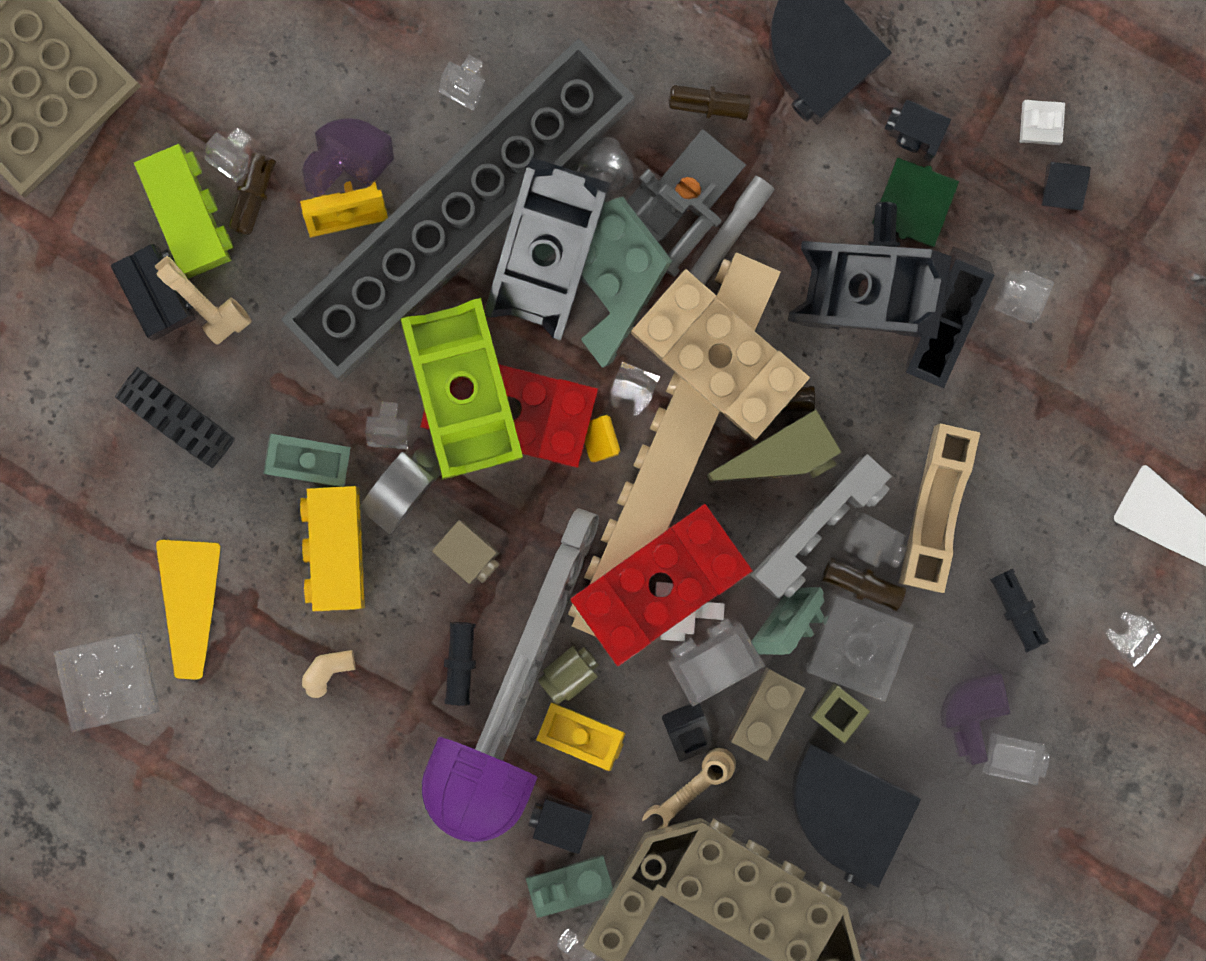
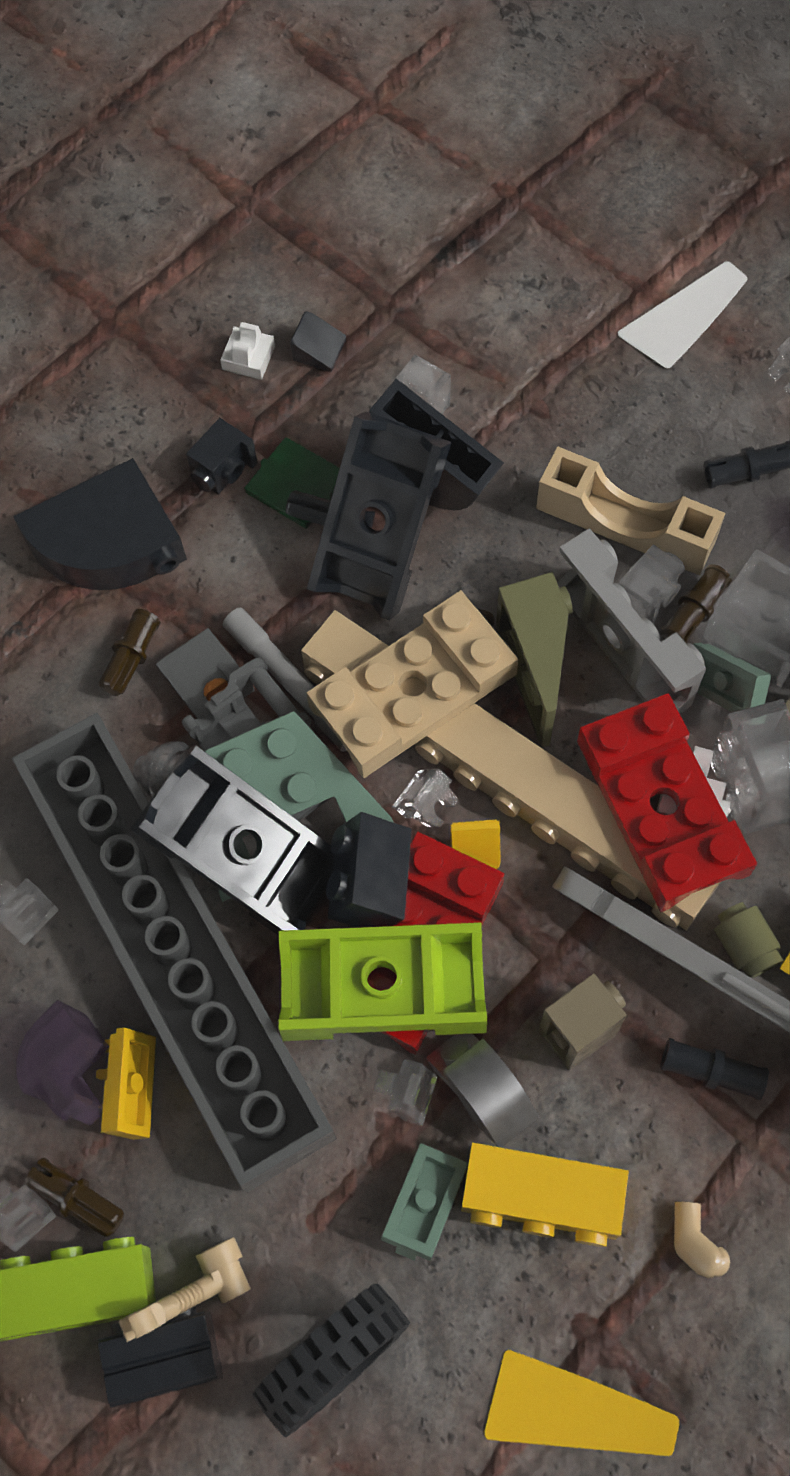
camera: 75 degrees left, 20 degrees down
(548, 357) = (369, 872): none -> black brick

